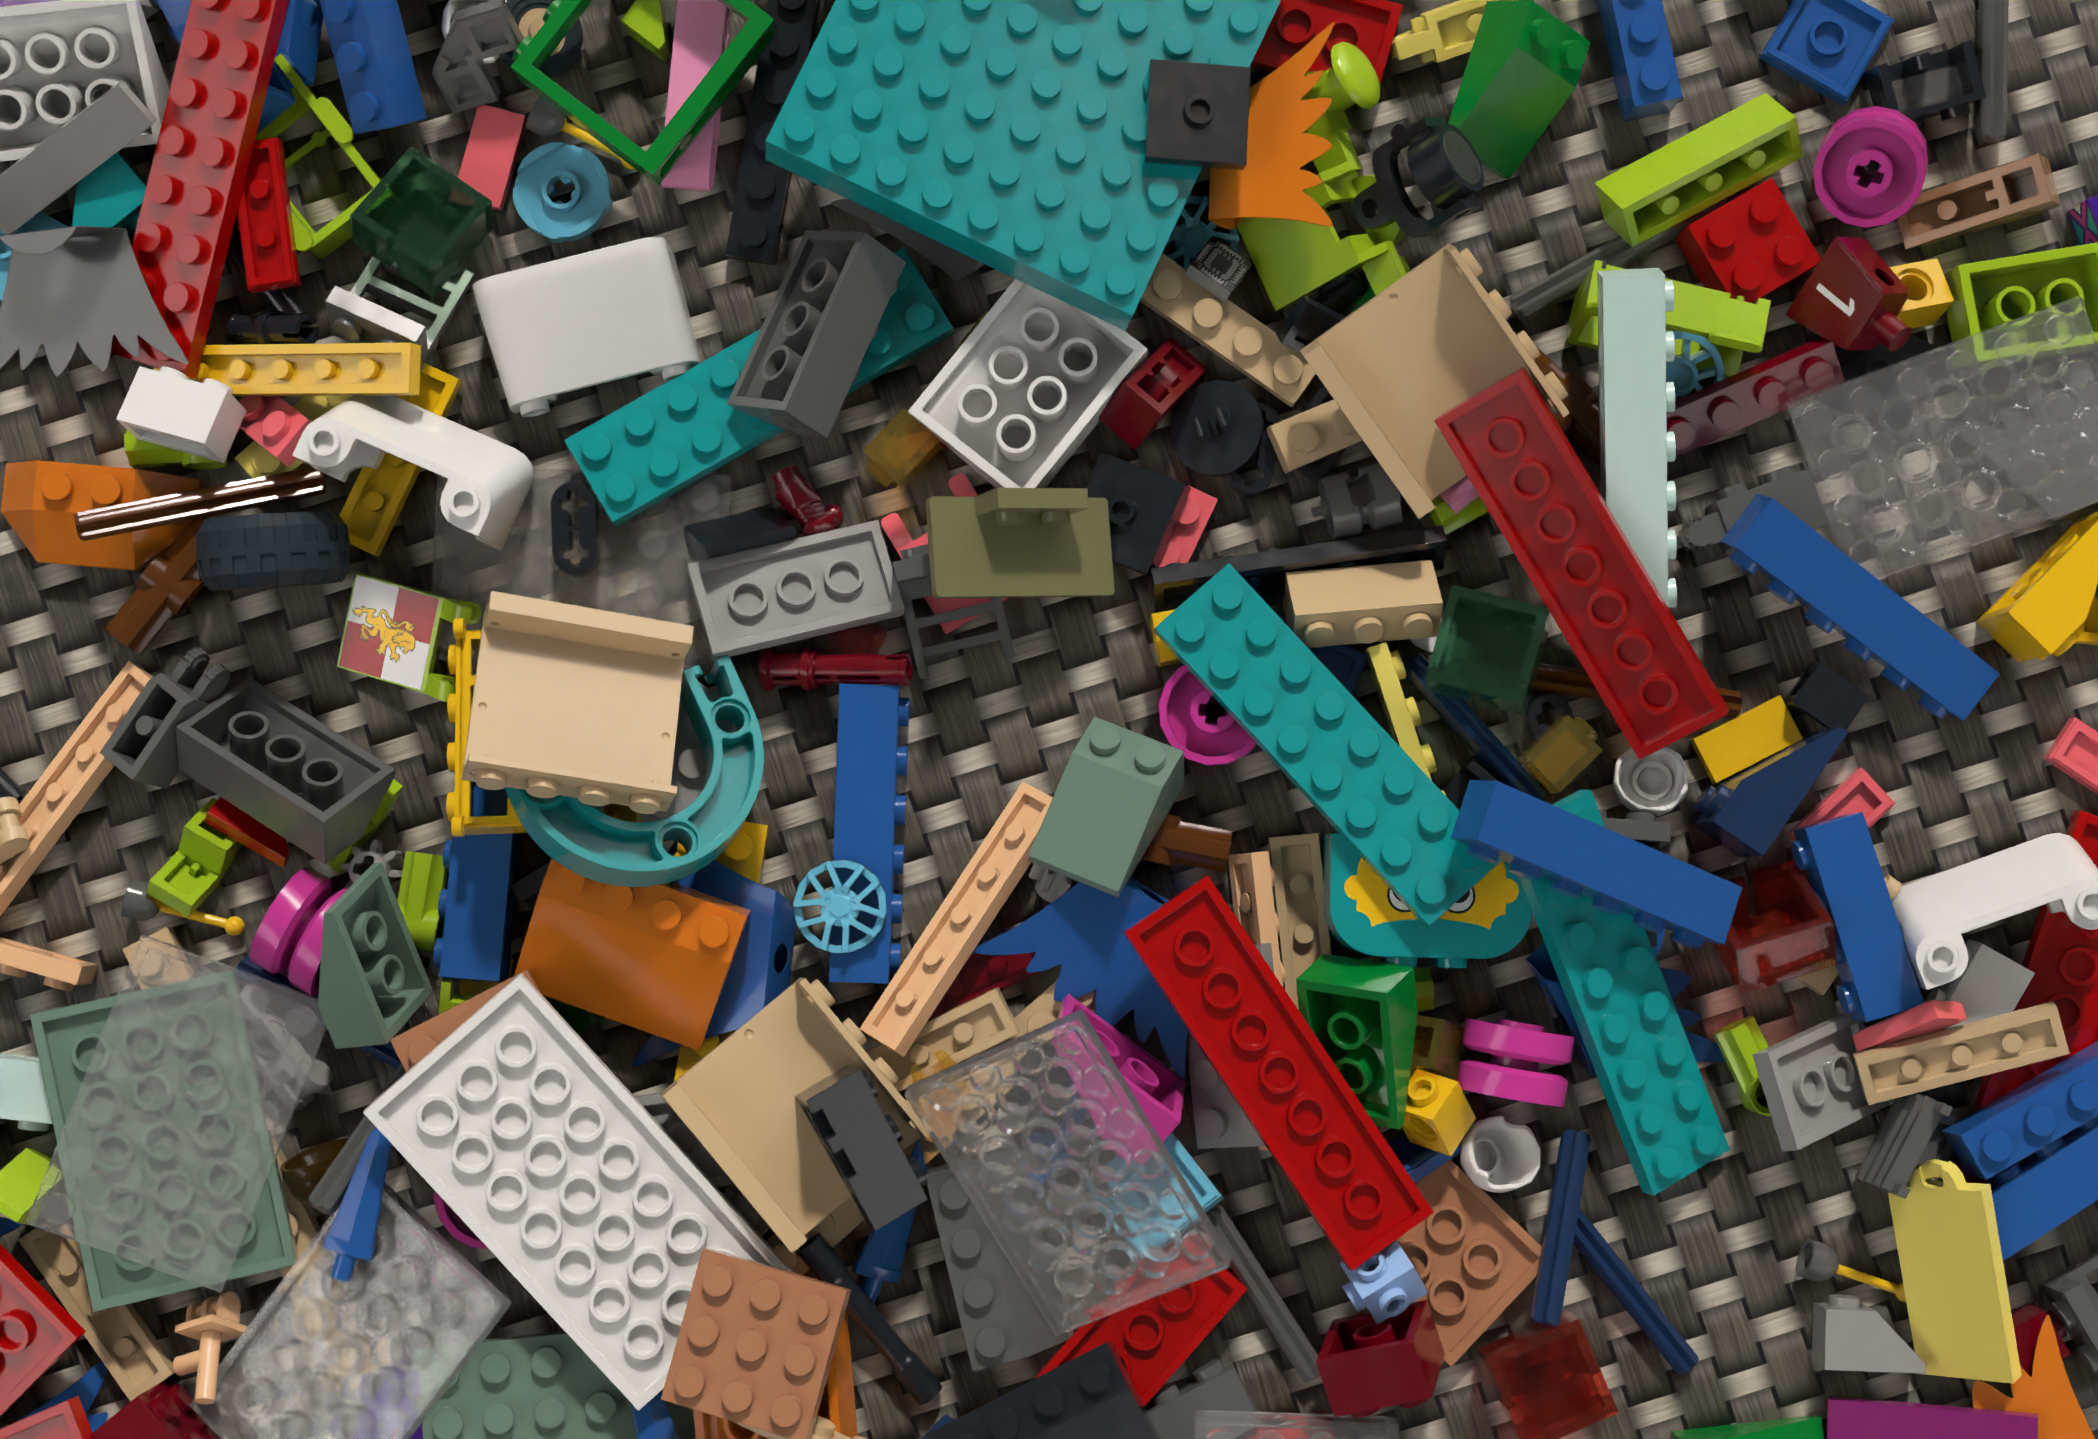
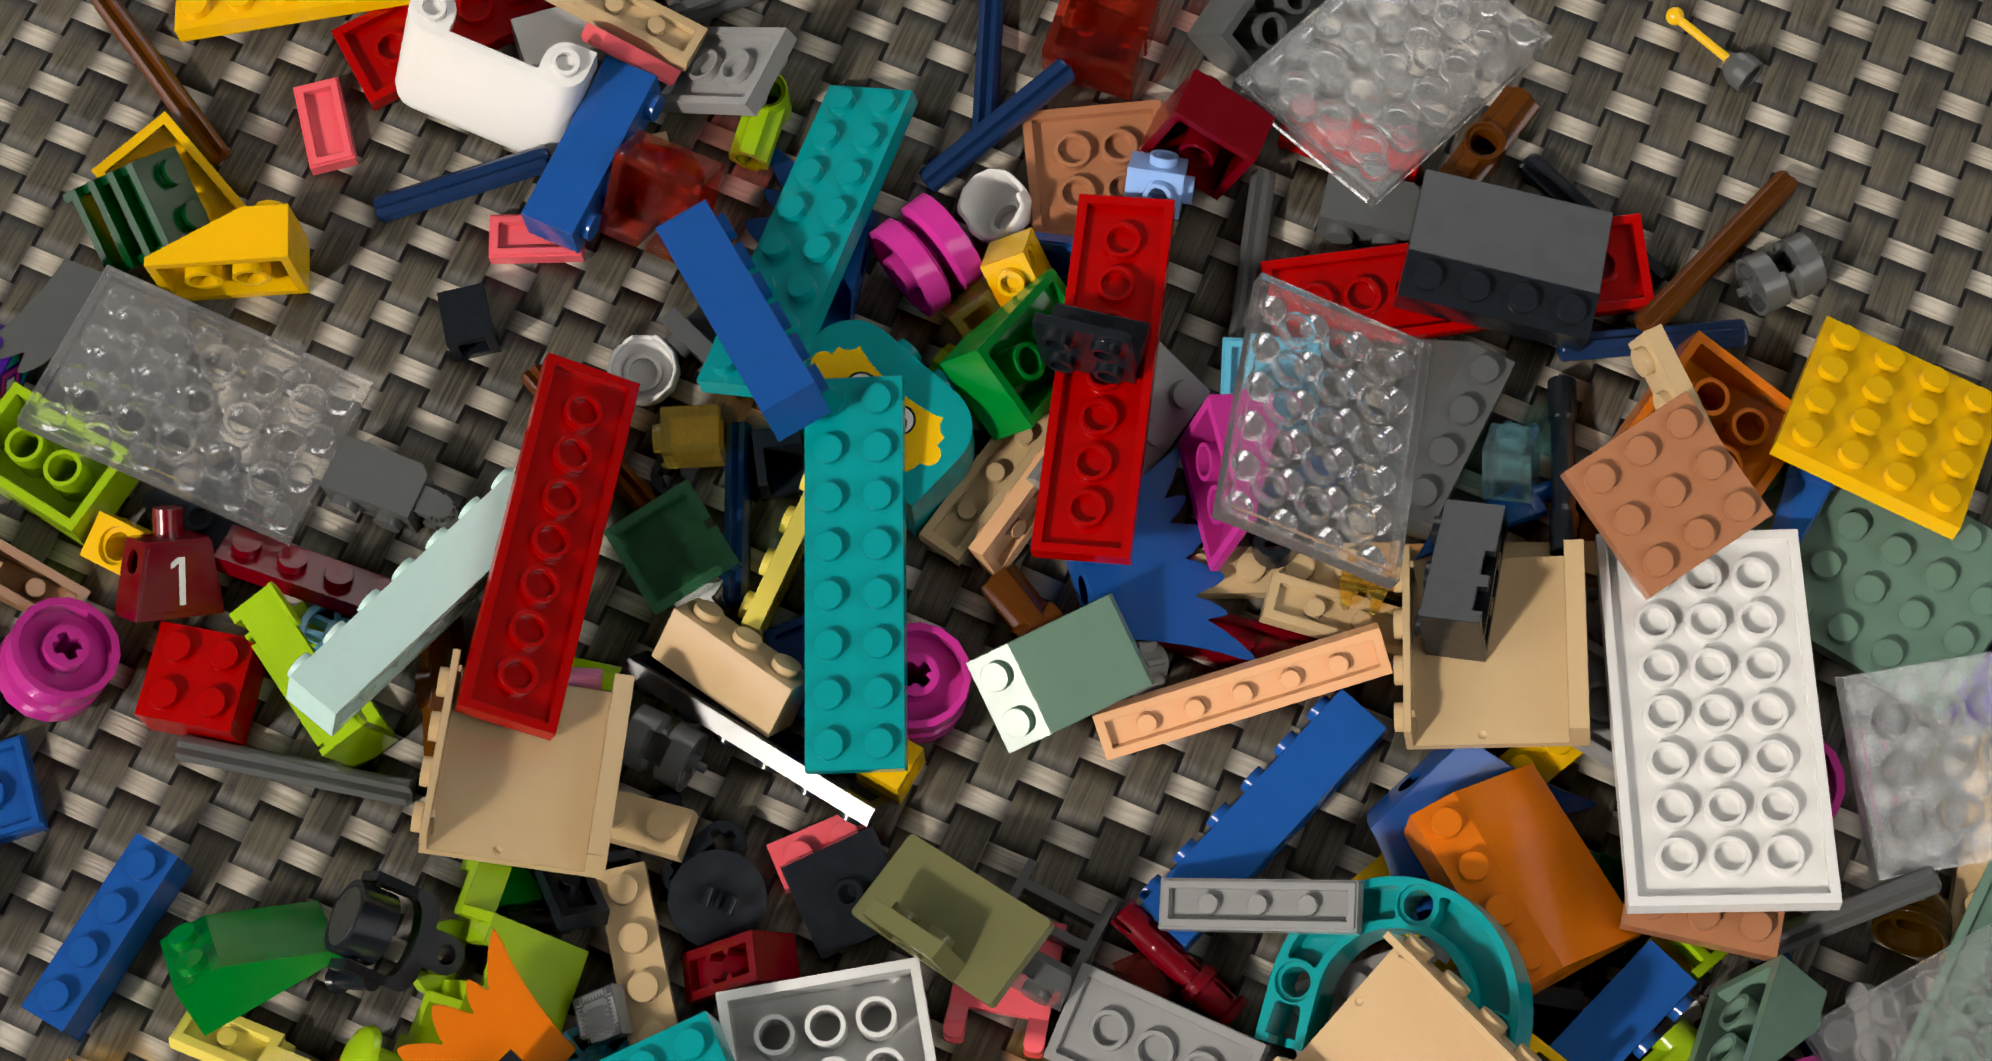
camera: 135 degrees left, 15 degrees down
(358, 1215) = (1908, 847): blue bar -> none
(800, 751) = (1261, 906): none -> light grey tile
(840, 906) = (1330, 773): medium azure wheel -> none
(911, 1287) = (1511, 462): none -> clear light blue brick
(1307, 1087) = (1091, 343): none -> black bracket
(1699, 169) = (178, 773): lime brick -> none
(1746, 739) = (530, 338): yellow tile -> none
(1757, 802) = (569, 288): dark blue slope -> none
(1859, 608) = (383, 359): blue brick -> none
(1940, 808) = (461, 184): none -> dark blue axle

